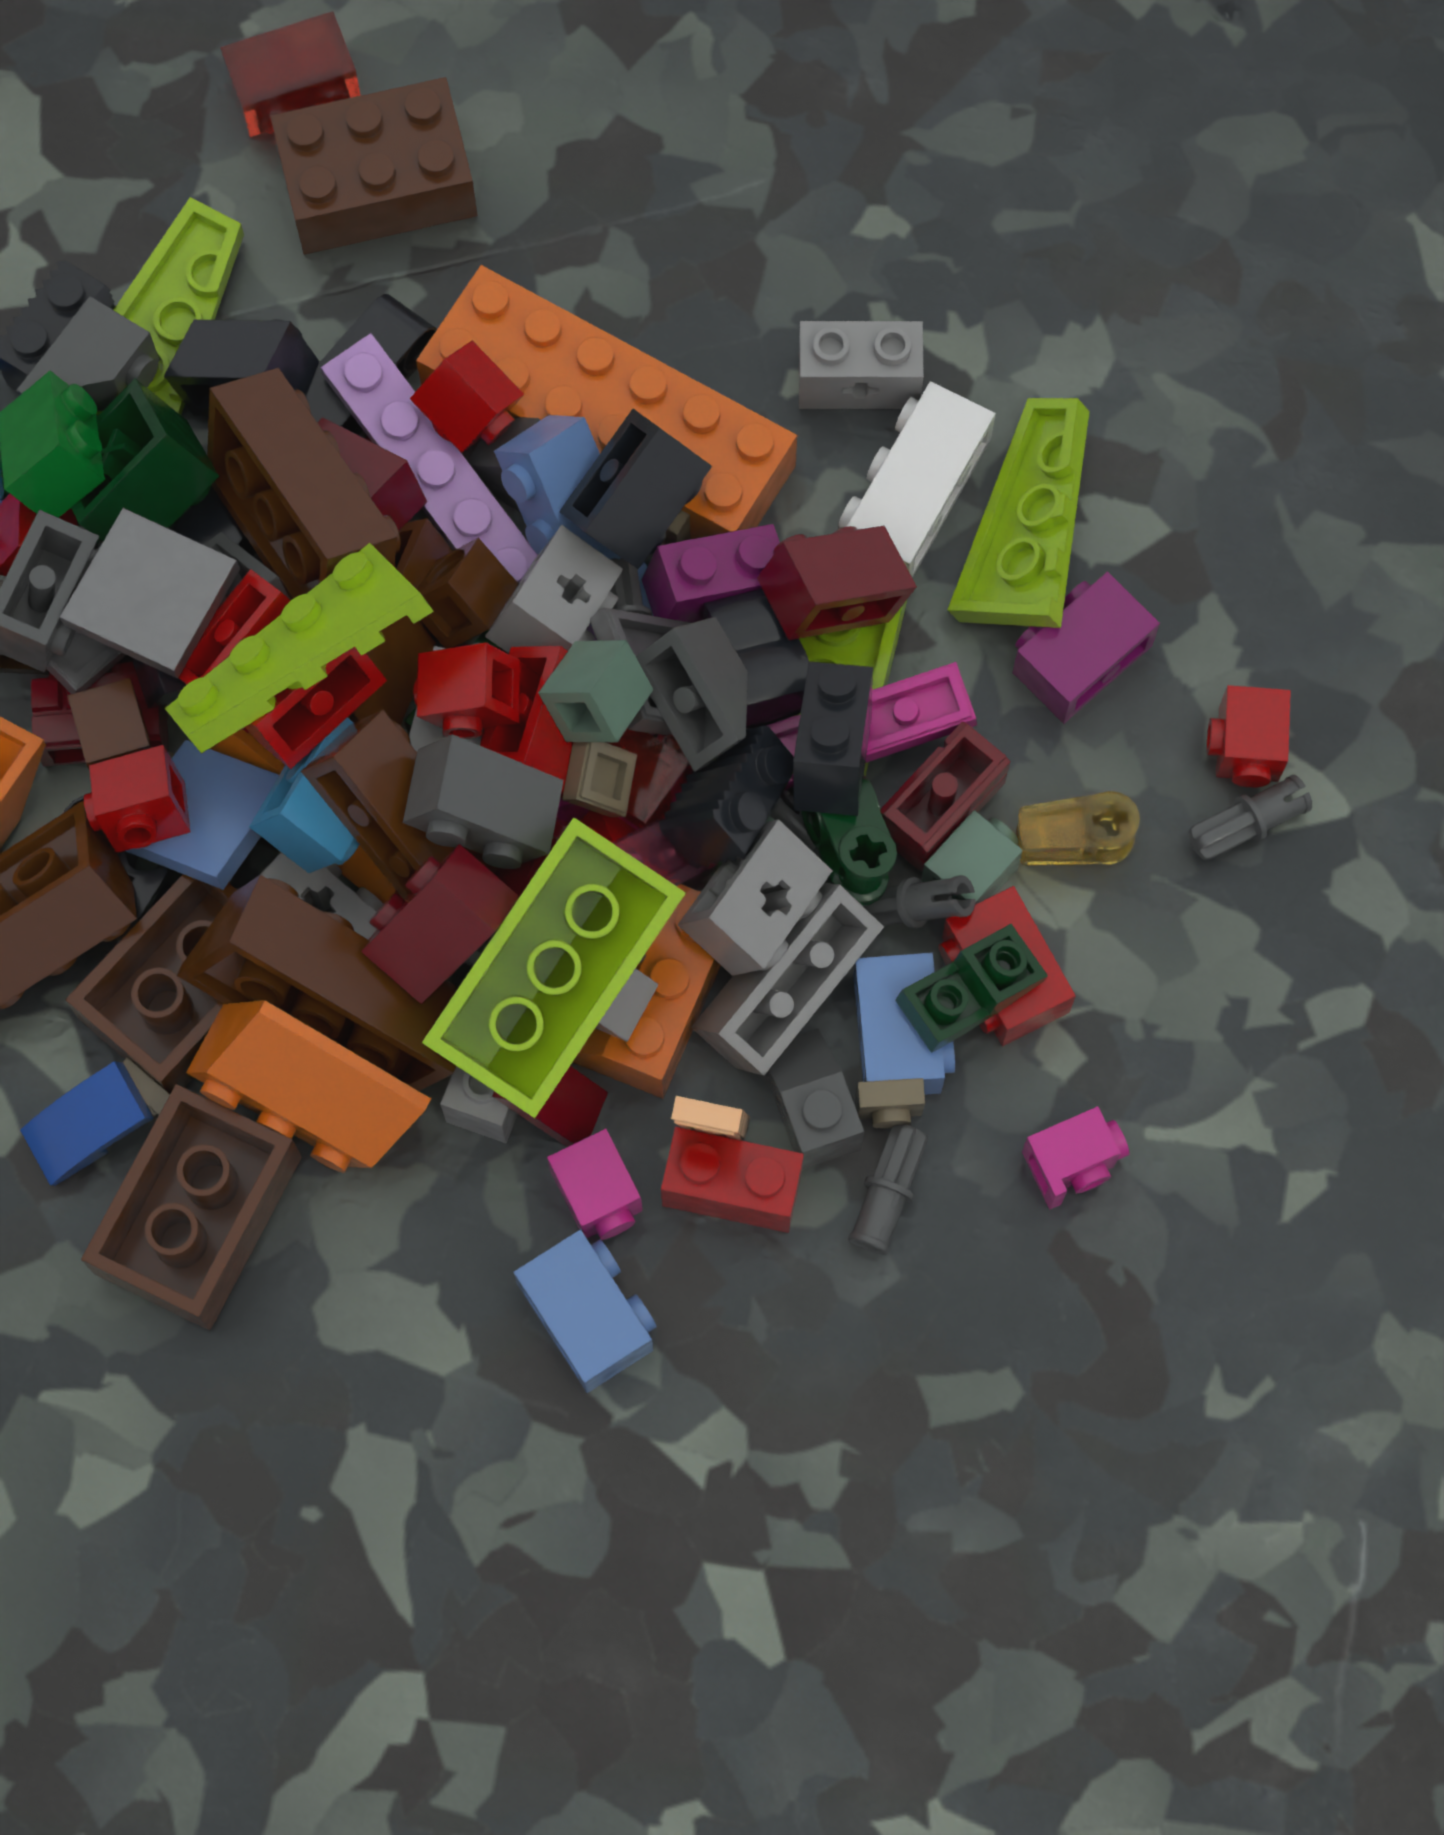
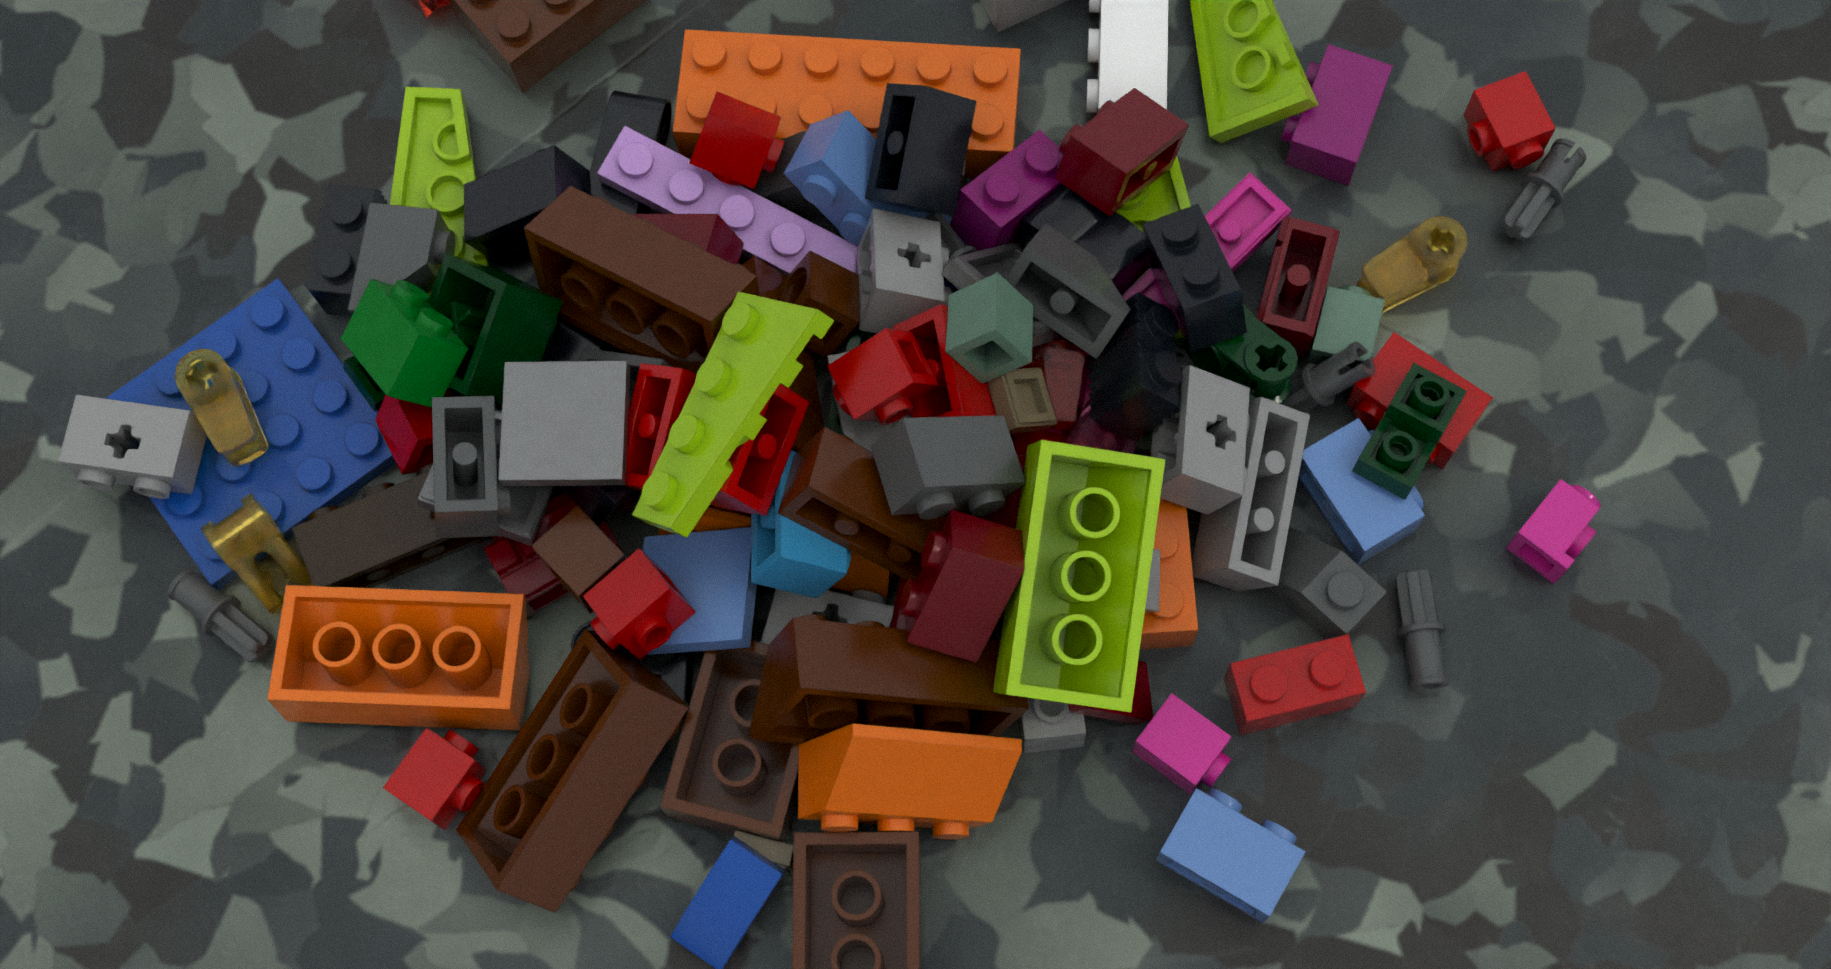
camera: 20 degrees left, 0 degrees up
(710, 1118) = (1263, 642): light nougat tile -> none
(890, 1101) = (1389, 555): dark tan plate -> none

